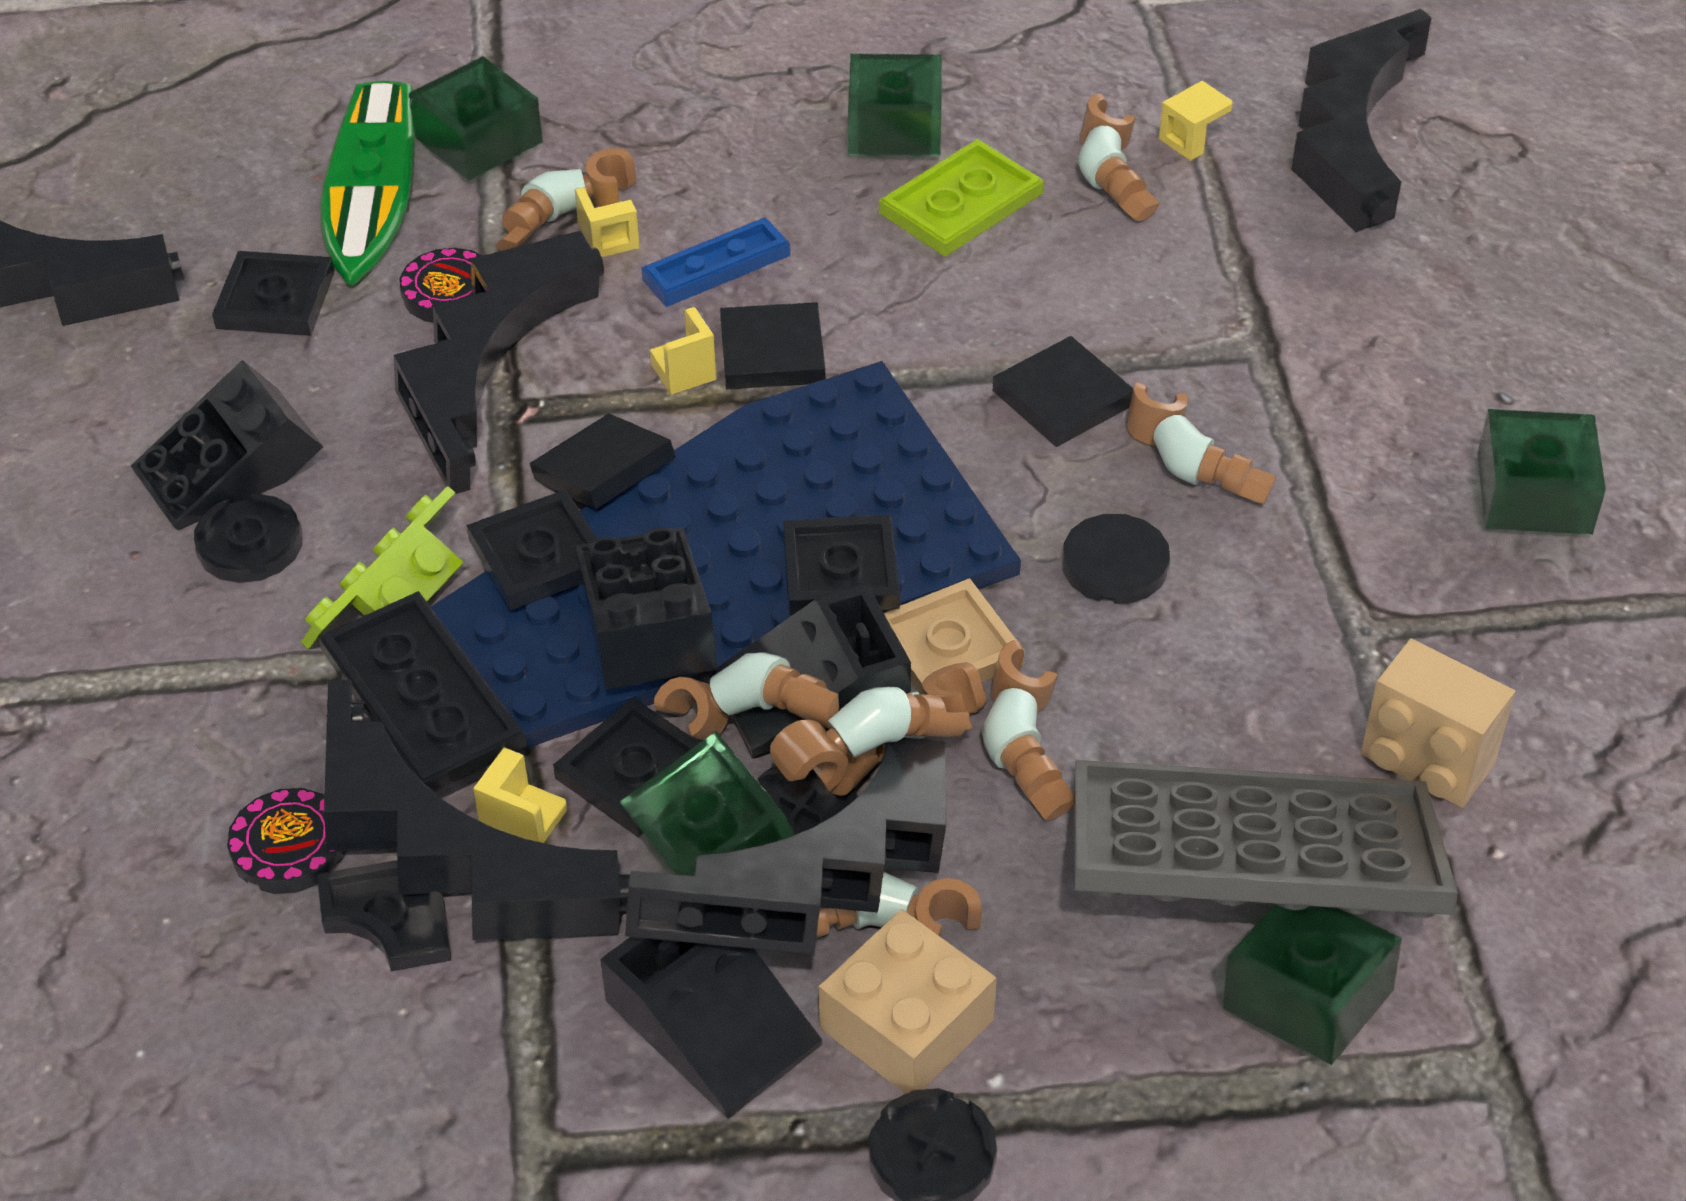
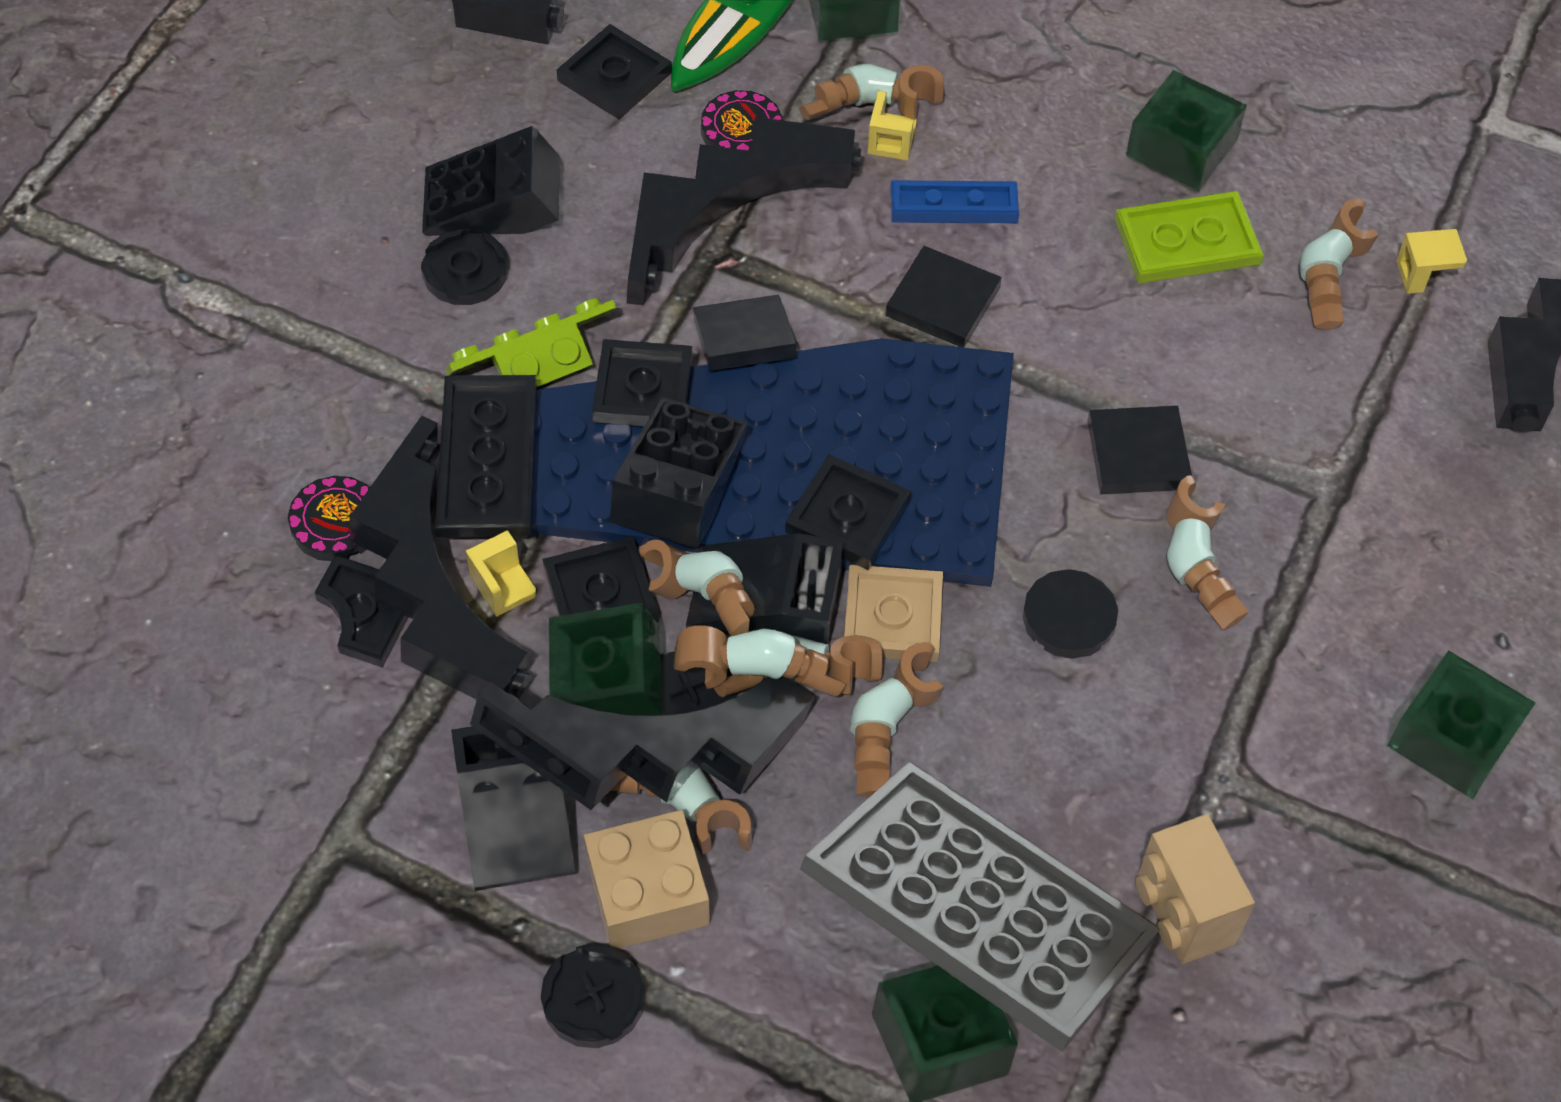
camera: 30 degrees right, 10 degrees up
(686, 360) = (866, 277): light yellow panel -> none

